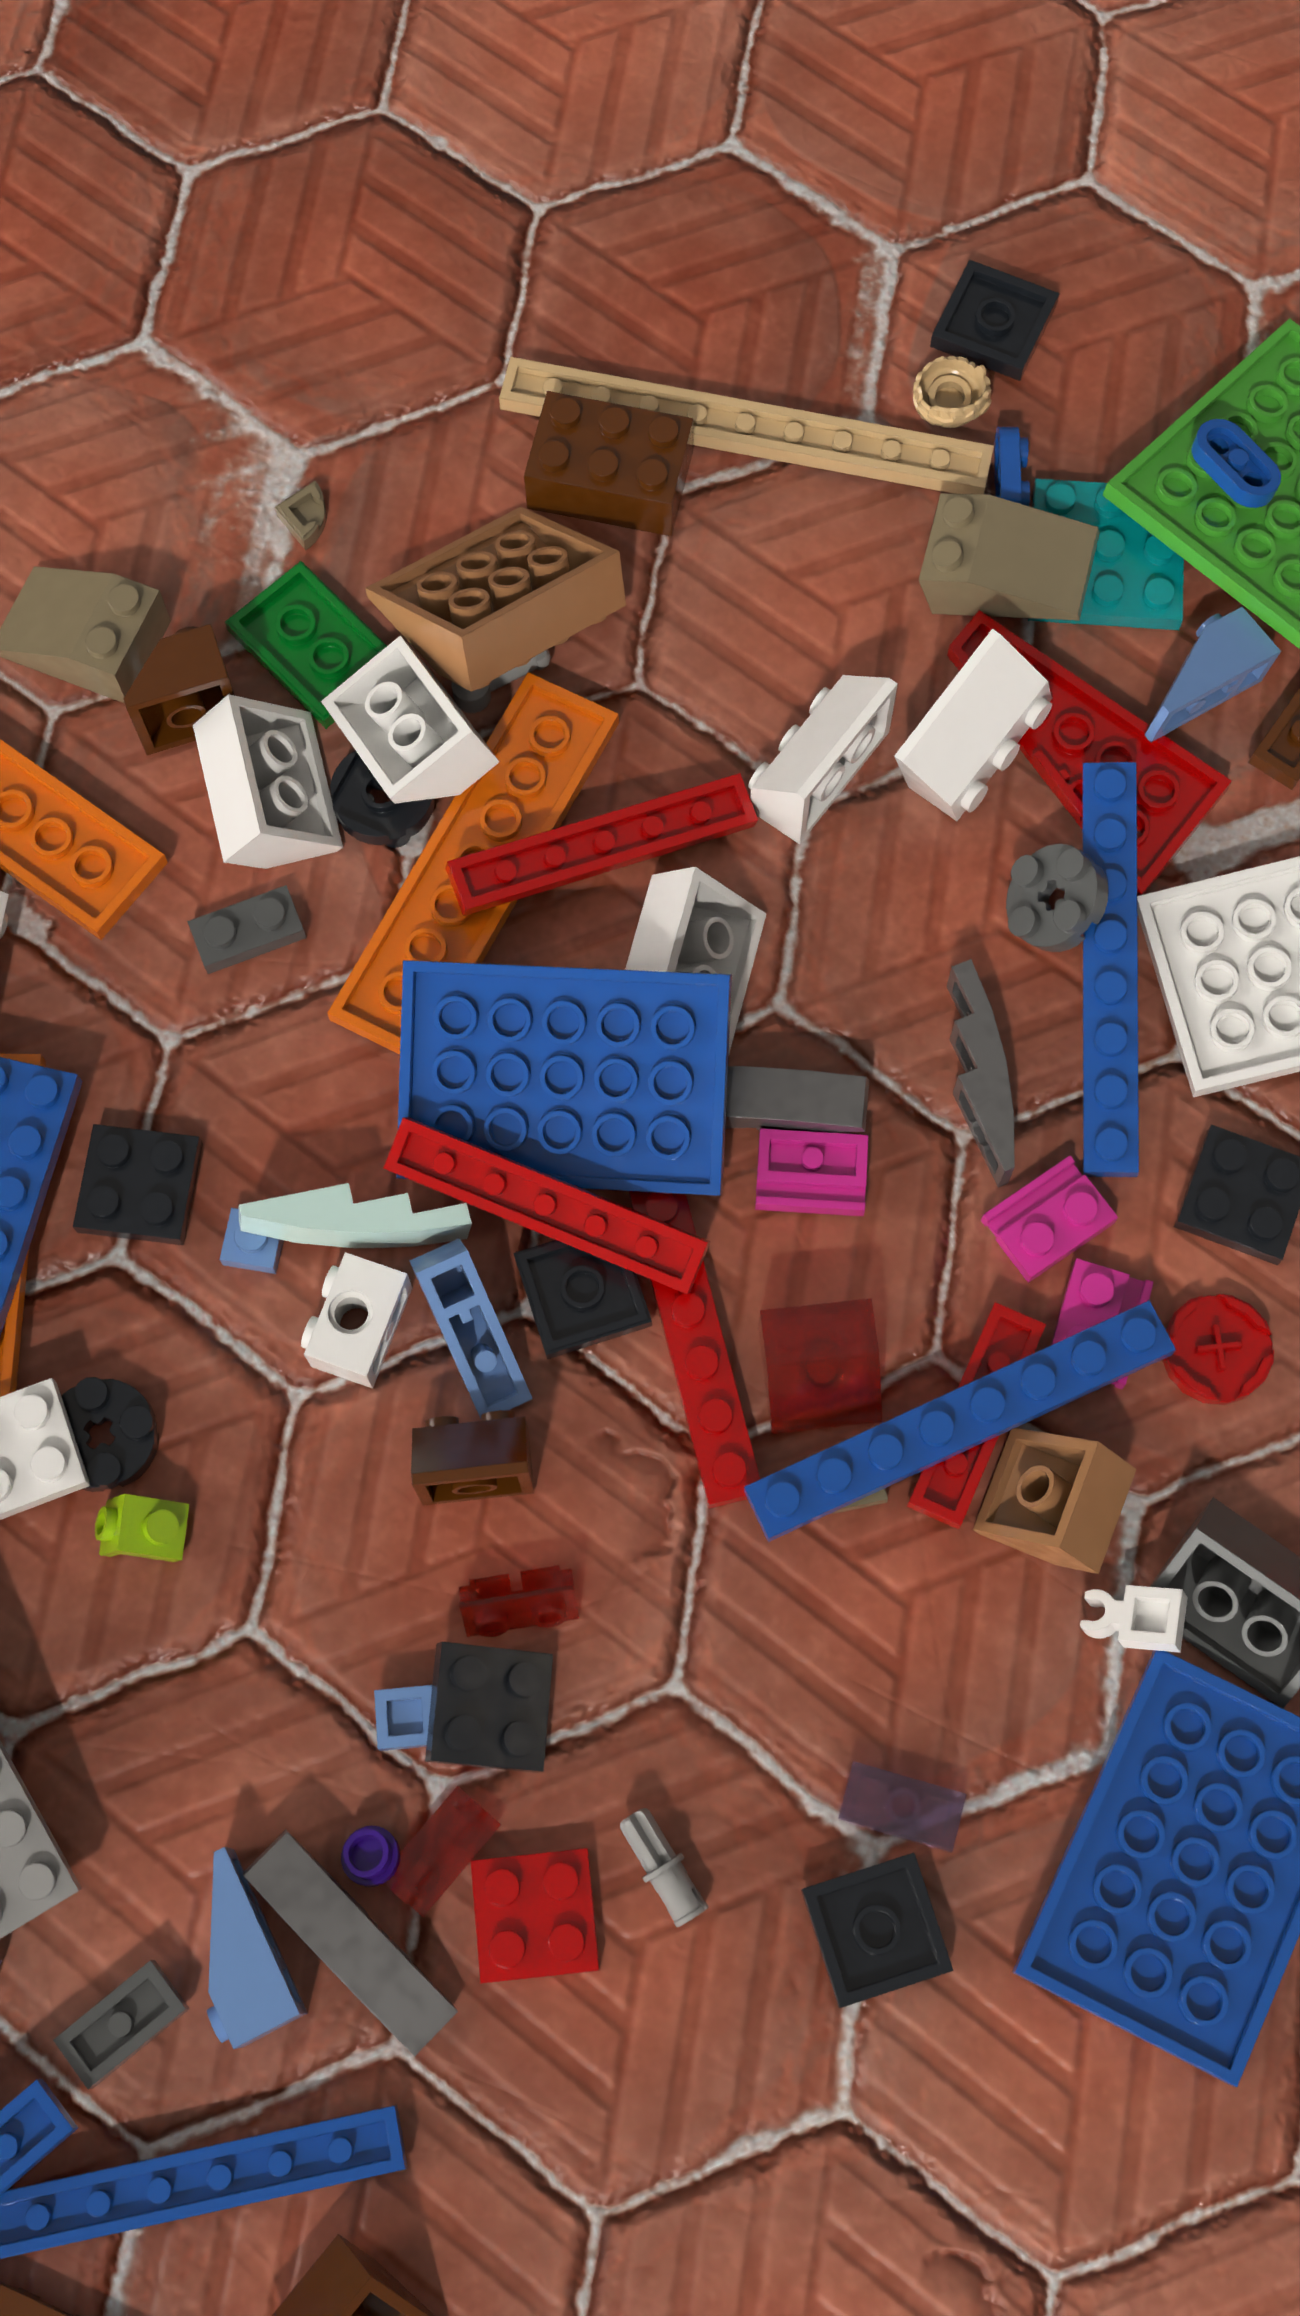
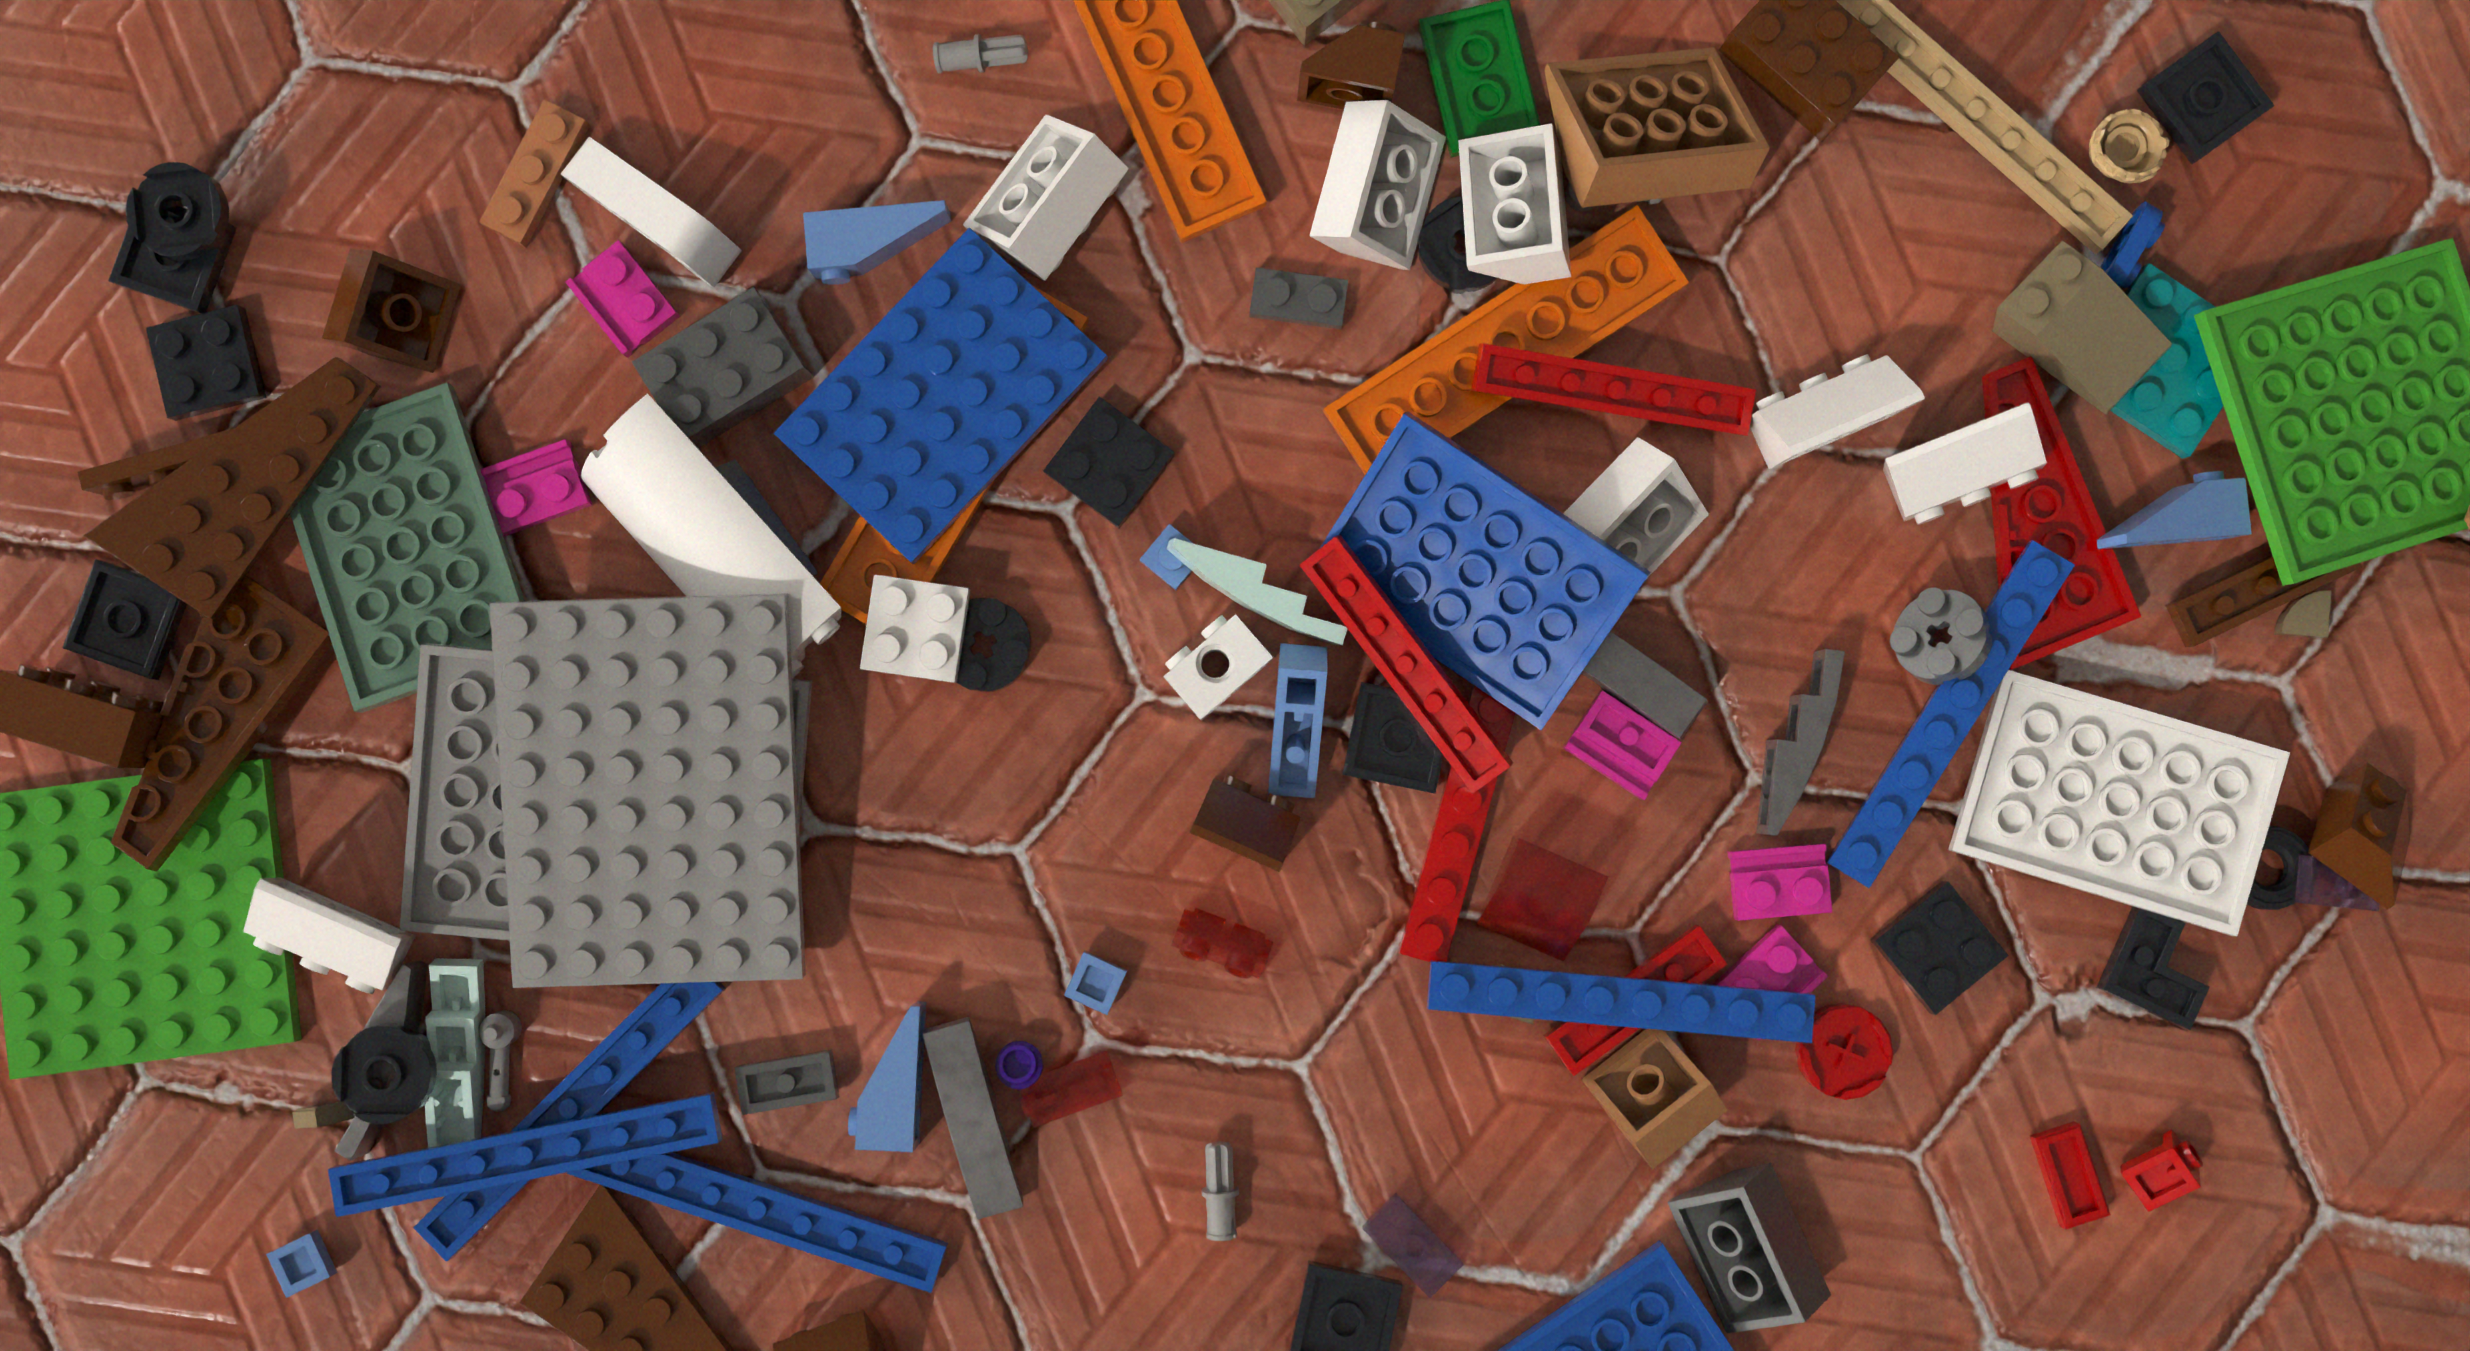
camera: 25 degrees right, 15 degrees up
(142, 1527) = (977, 734): lime bracket -> none
(489, 1707) = (1159, 1010): black plate -> none
(534, 1915) = (1112, 1171): red plate -> none
(1145, 1619) = (1666, 1219): white plate -> none
(1241, 466) = (2323, 356): blue plate -> none

